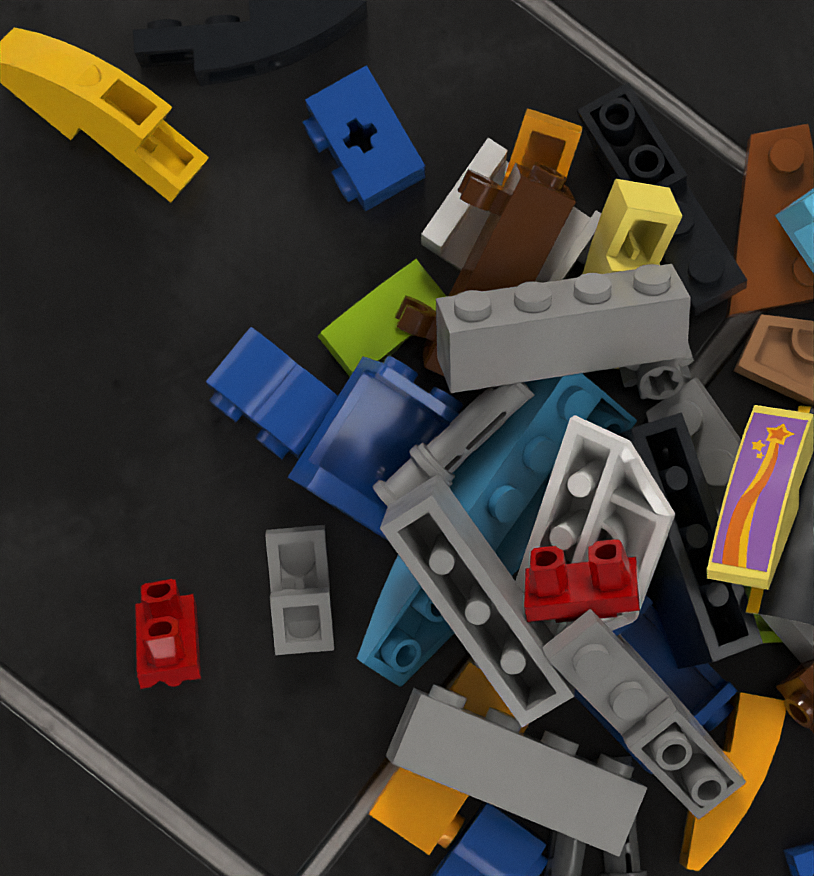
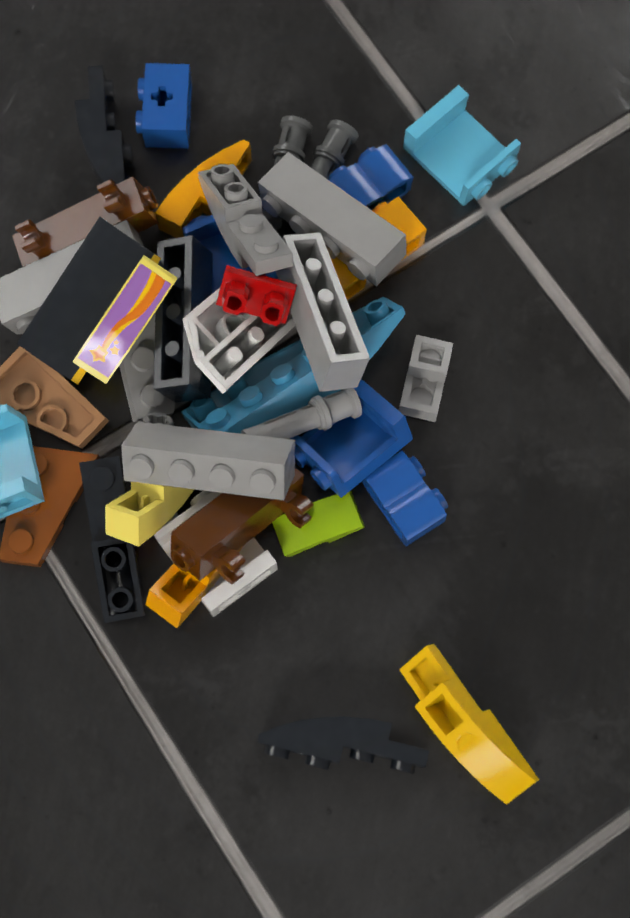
camera: 165 degrees left, 10 degrees down
(166, 635) = (518, 368): red hips -> none
(361, 106) = (278, 623): blue brick -> none

